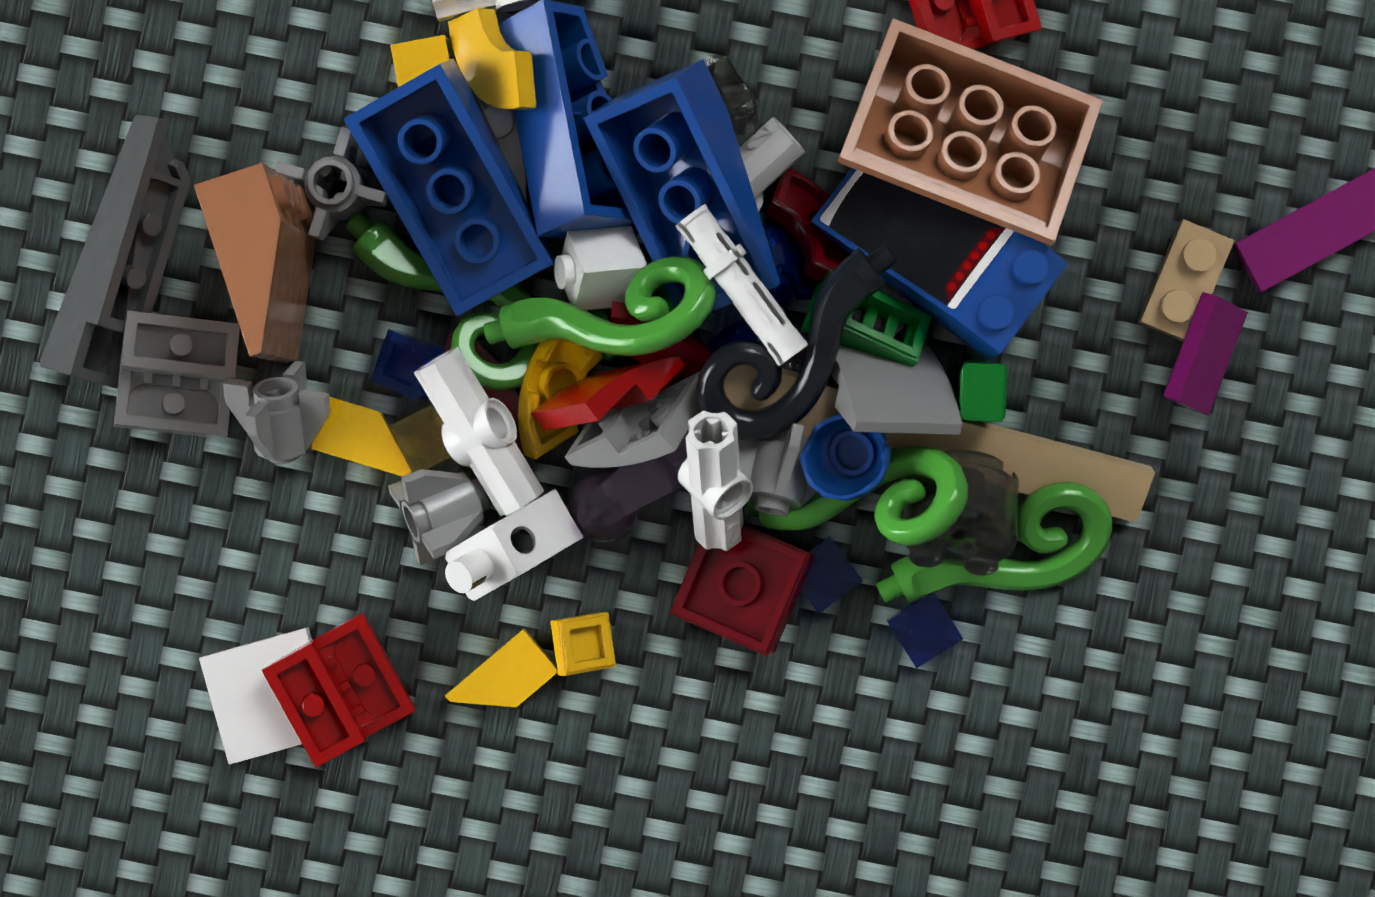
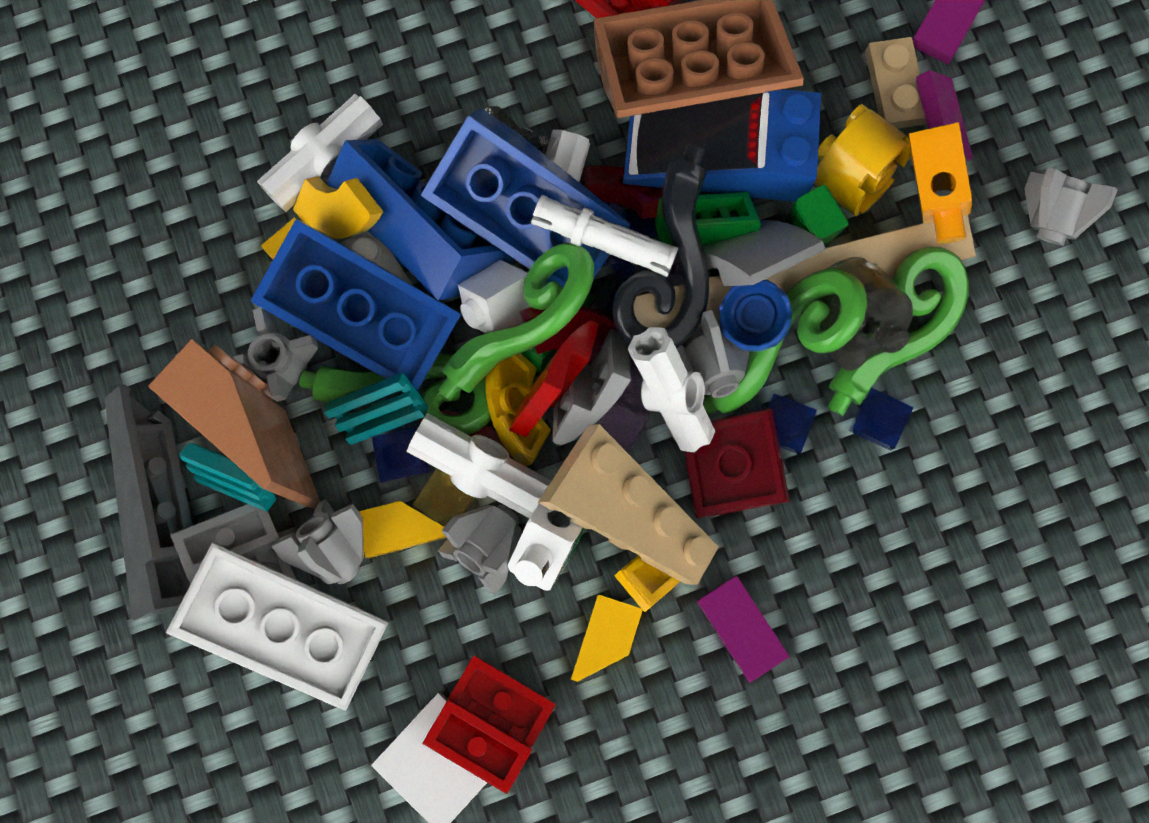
camera: 25 degrees left, 10 degrees down
(184, 467) = (277, 626): none -> white tile
(205, 269) = (225, 476): none -> teal tile
(410, 313) = (381, 415): none -> teal tile
(597, 562) = (620, 500): none -> tan wing
(646, 750) = (742, 629): none -> magenta tile
(1077, 351) = (861, 160): none -> yellow brick
(1139, 410) = (938, 166): none -> light orange torso
(1261, 528) = (1064, 205): none -> light grey brick

